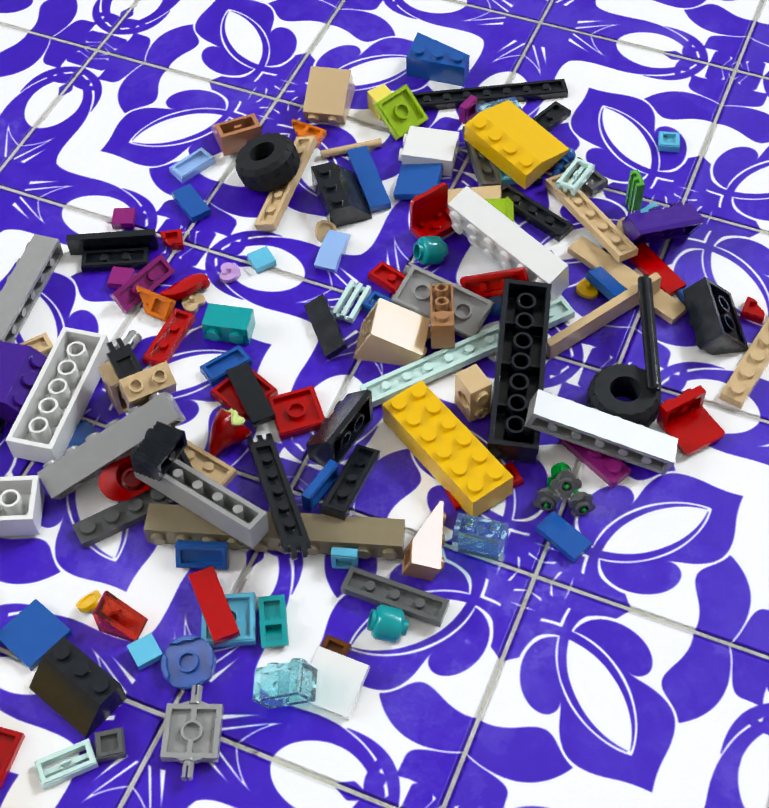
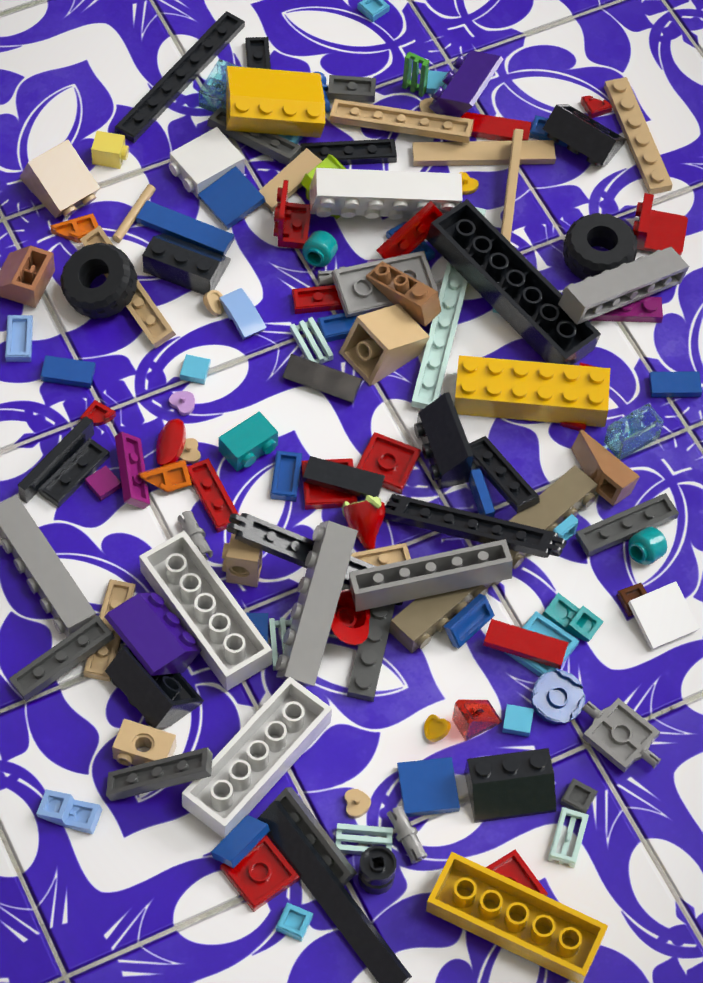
camera: 55 degrees left, 5 degrees up
(123, 218) = (29, 432): magenta tile -> none
(143, 384) = (300, 530): tan brick -> none
(158, 450) = (377, 567): black brick -> none
(285, 683) = (643, 643): clear light blue brick -> none
(400, 111) = (140, 146): lime tile -> none
(436, 61) = (105, 74): blue wedge -> none
(467, 109) = (188, 100): magenta tile -> none
(472, 393) = (503, 333): tan brick -> none
(561, 182) = (356, 108): light aqua tile -> none
(565, 482) = (650, 341): dark grey plant -> none
(604, 282) = (482, 169): blue tile -> none
(649, 334) = (571, 181): black axle -> none

